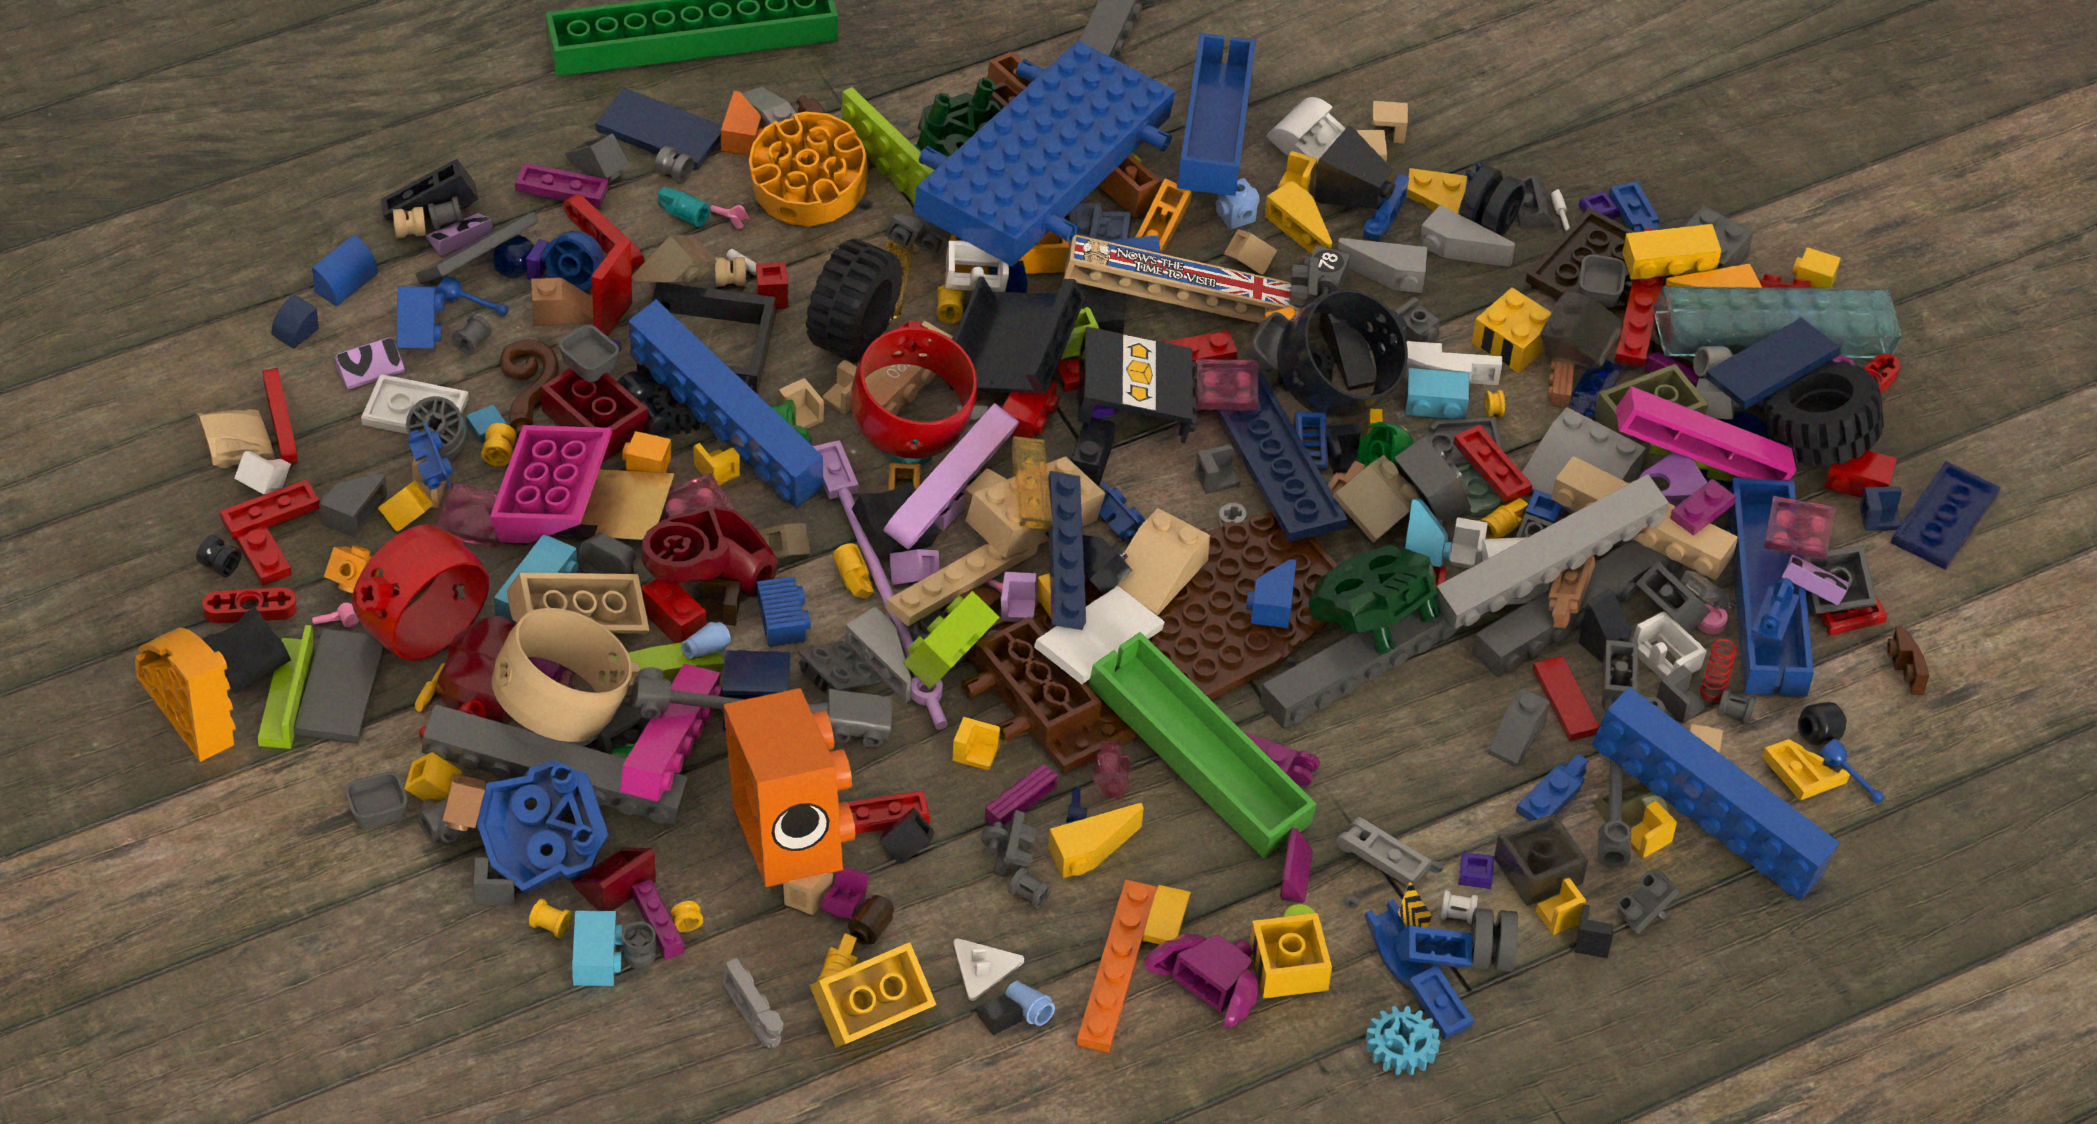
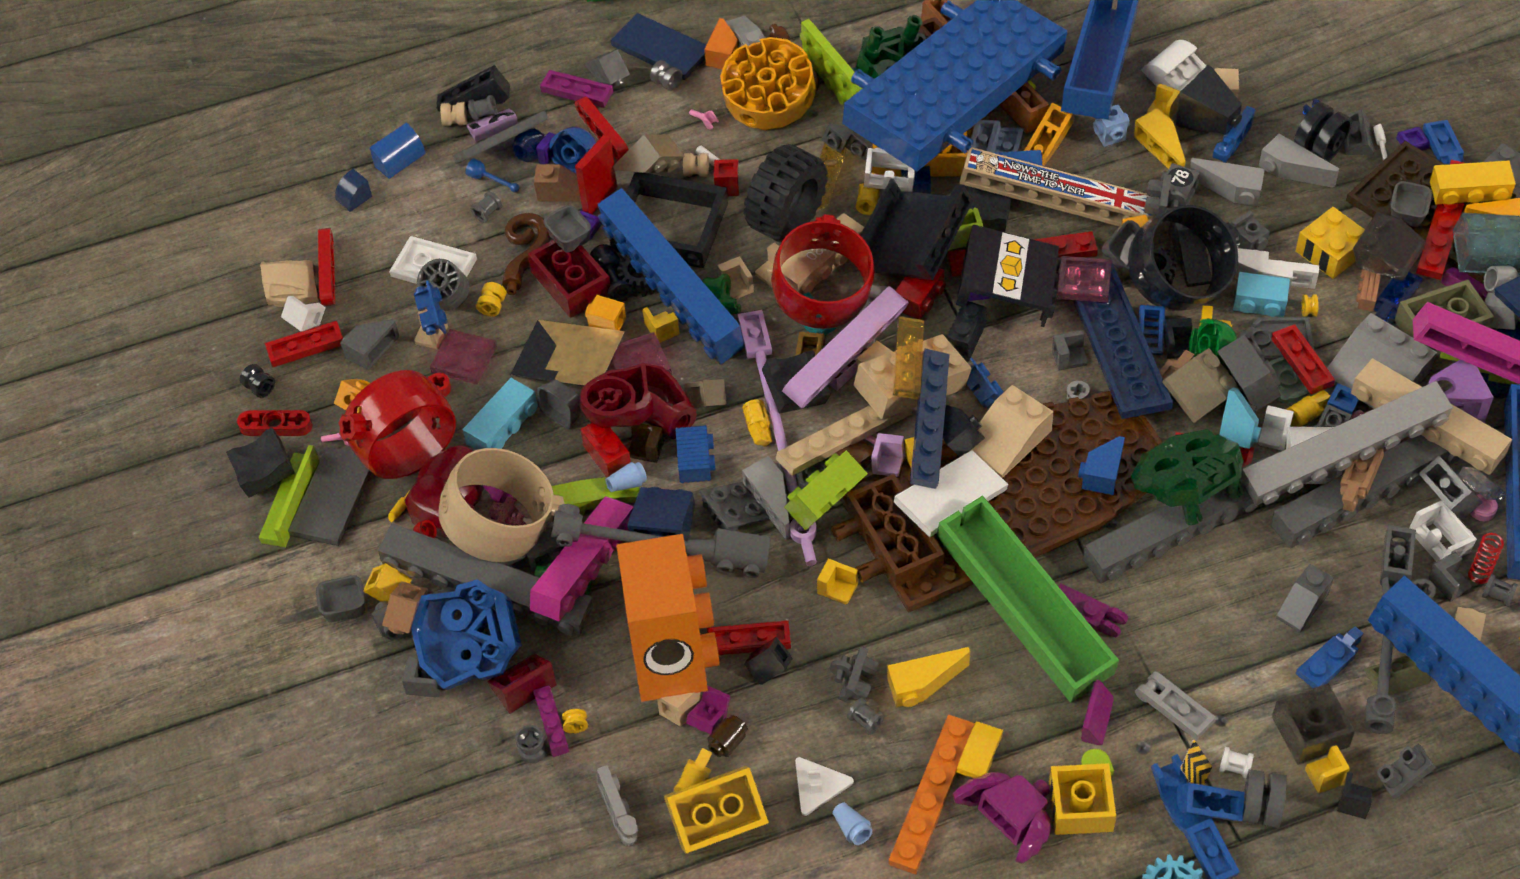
camera: 15 degrees right, 5 degrees up
(189, 689) = (207, 498): light orange brick -> none
(263, 555) = (293, 381): red plate -> none
(367, 362) = (400, 226): lavender slope -> none
(405, 506) = (410, 346): yellow panel -> none
(417, 316) = (444, 190): blue brick -> none
(481, 419) = (483, 276): dark azure tile -> none
(548, 481) = (520, 333): dark pink slope -> none
(550, 918) = (463, 714): yellow bush -> none
(595, 948) = (494, 744): medium azure brick -> none
(606, 598) = (541, 439): tan slope -> none
(684, 206) = (669, 110): teal hinge -> none
(913, 565) = (807, 421): lavender panel -> none
(1000, 1014) = (825, 831): black slope -> none
(1022, 795) = (869, 631): magenta piece -> none
(1076, 812) = (914, 650): clear blue hand -> none
(1112, 770) = (948, 613): clear pink hips -> none
(1250, 251) = (1117, 166): tan panel -> none
(1391, 115) = (1245, 56): tan panel -> none
(1436, 188) = (1278, 119): yellow wing -> none
(1476, 870) = (1255, 727): dark purple tile -> none
(1566, 698) = (1348, 573): red tile -> none
(1603, 622) = (1386, 509): black slope -> none
(1654, 831) = (1416, 702): yellow panel -> none
(1702, 507) = (1482, 411): magenta plate -> none

